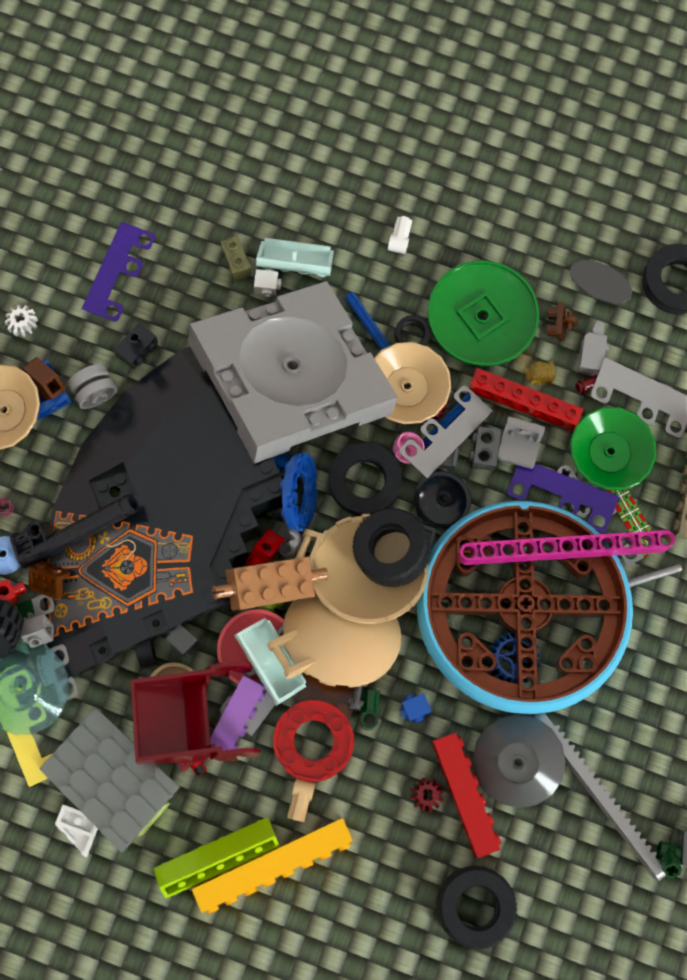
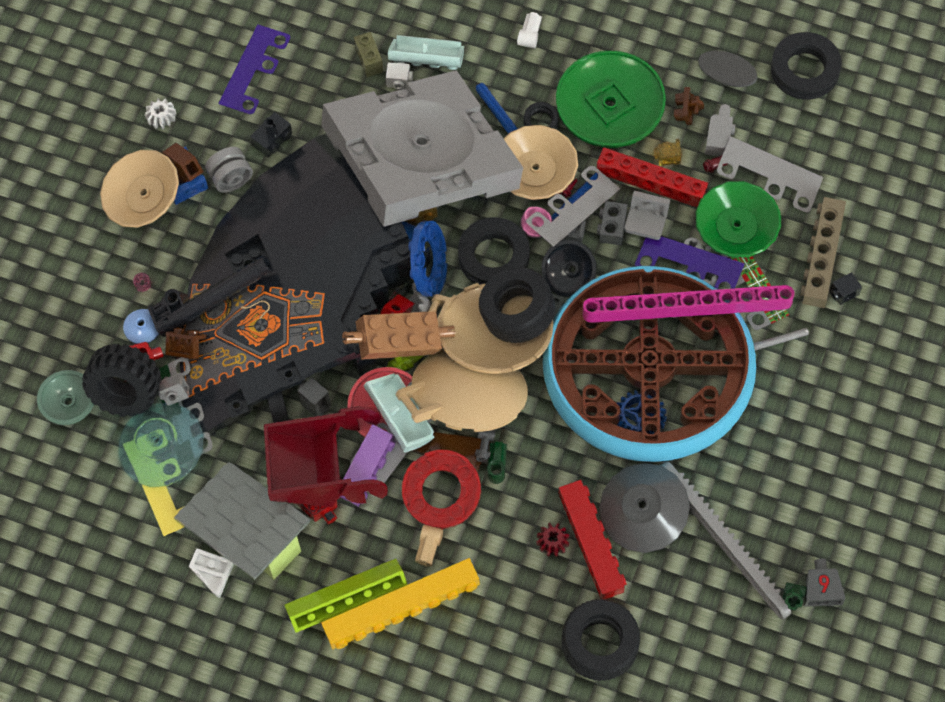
camera: 10 degrees right, 10 degrees down
(415, 708) = (541, 460): blue brick -> none

